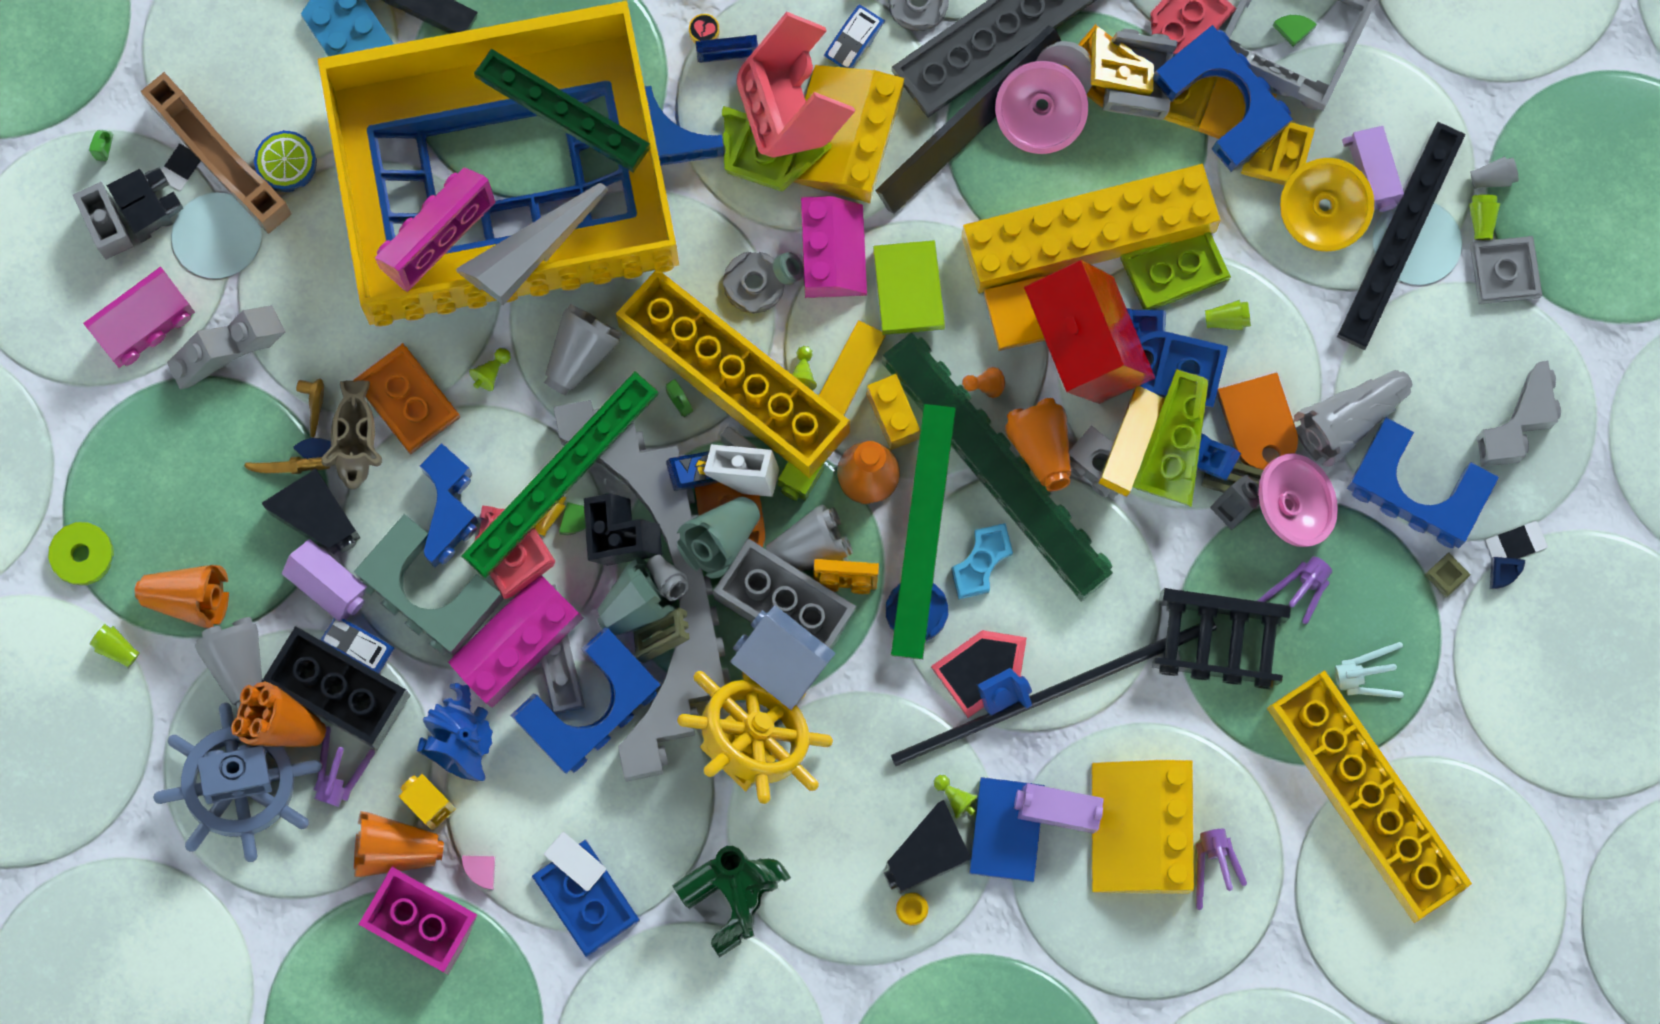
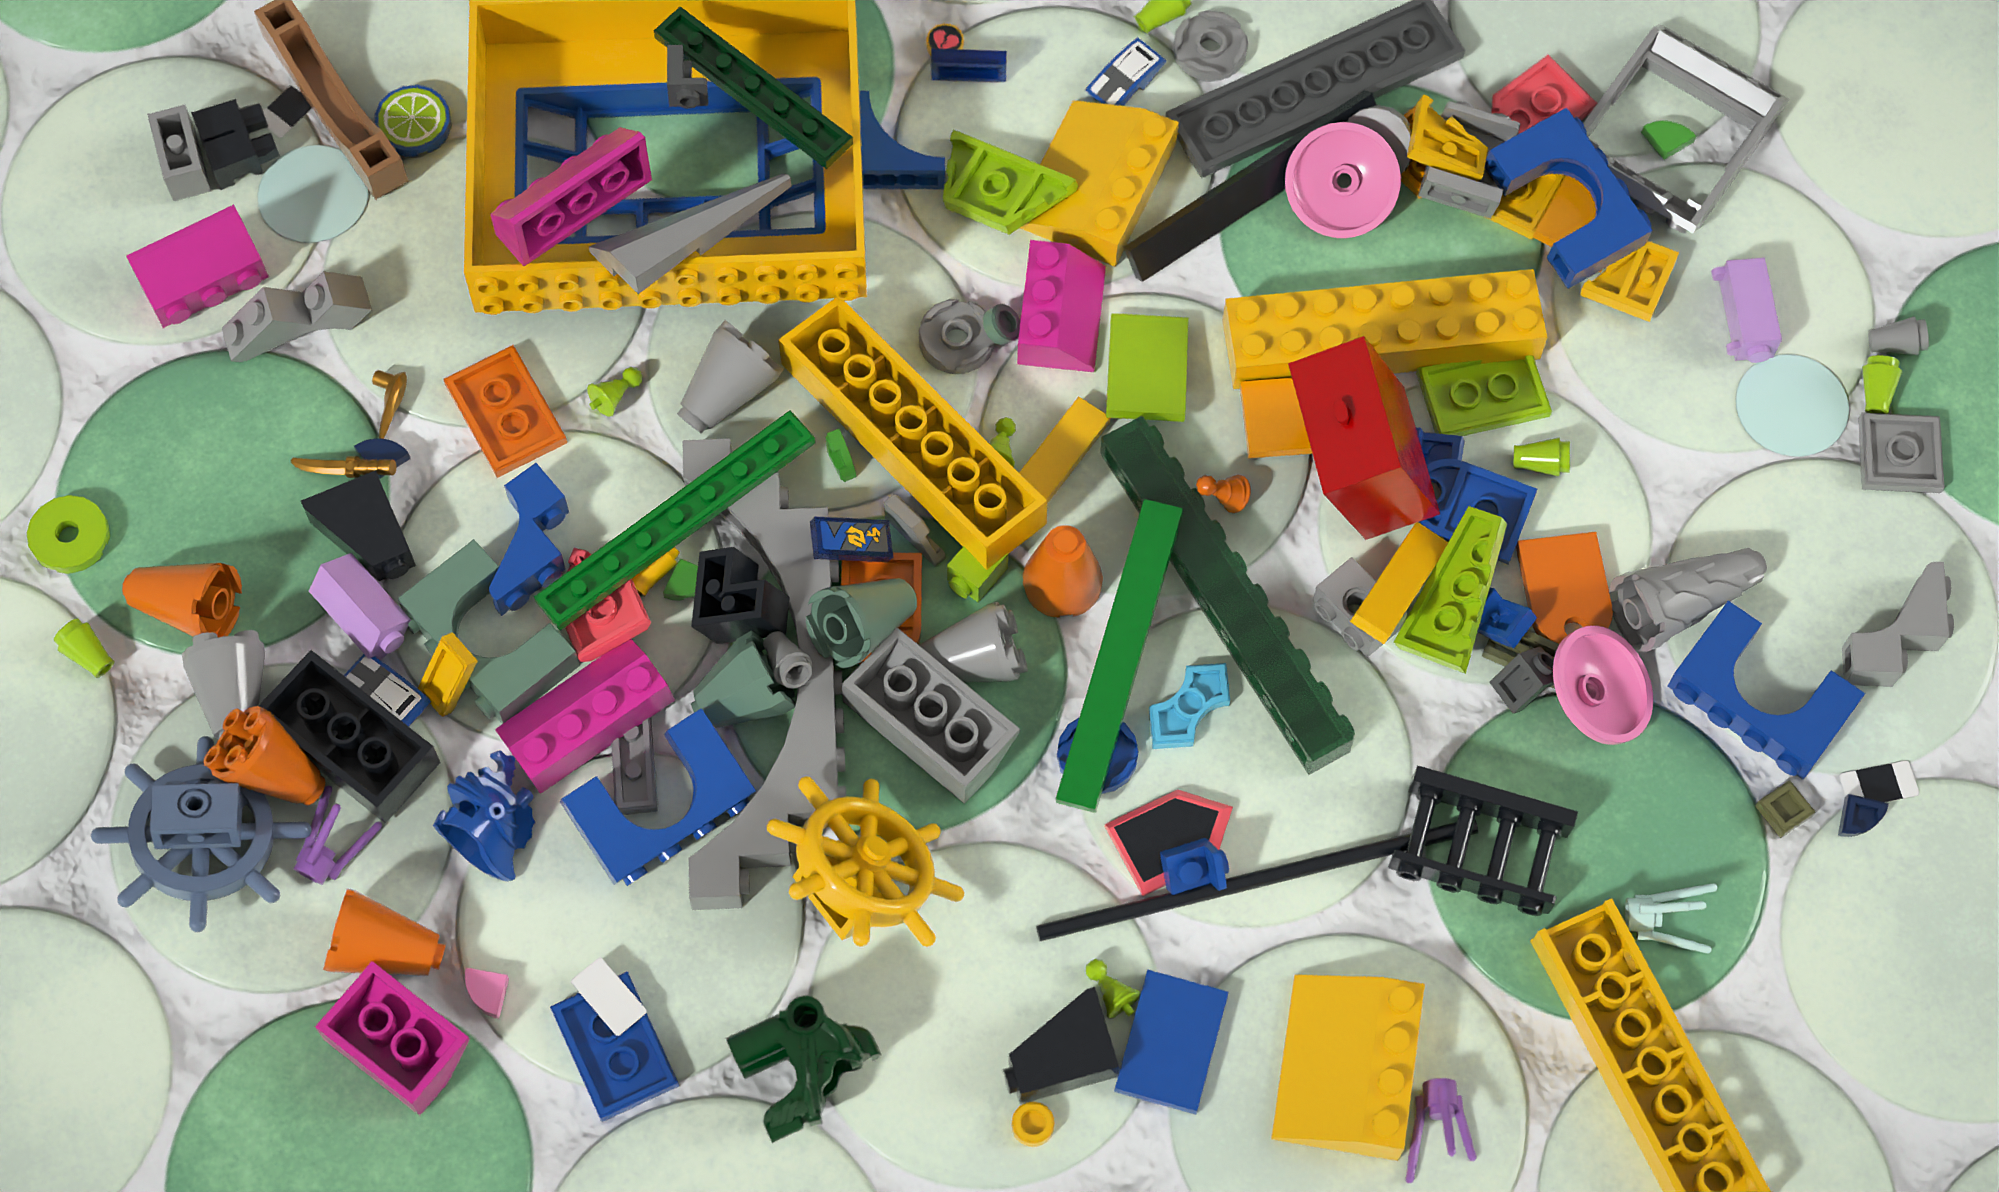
camera: 10 degrees right, 10 degrees down
(101, 145) = (196, 72): bright green tile -> none
(352, 436) = (428, 442): dark tan animal -> none
(404, 627) = (447, 674): none -> yellow tile
(426, 801) = (433, 889): yellow brick -> none
(505, 121) = (681, 87): none -> dark grey bracket
(661, 640) = (767, 731): olive tile -> none
(743, 469) = (906, 545): white slope -> none
(773, 92) = (1025, 115): coral windscreen -> none
(781, 656) = (914, 774): sand blue brick -> none
(846, 574) = (1015, 690): light orange tile -> none
(893, 412) = (1104, 508): yellow brick -> none
(1042, 441) = (1287, 564): orange cone -> none
(1059, 808) = (1243, 1020): lavender brick -> none
(1313, 576) = (1608, 784): medium lavender plant -> none
(1349, 200) = (1686, 313): yellow dish -> none
(1401, 236) = (1771, 395): black tile -> none

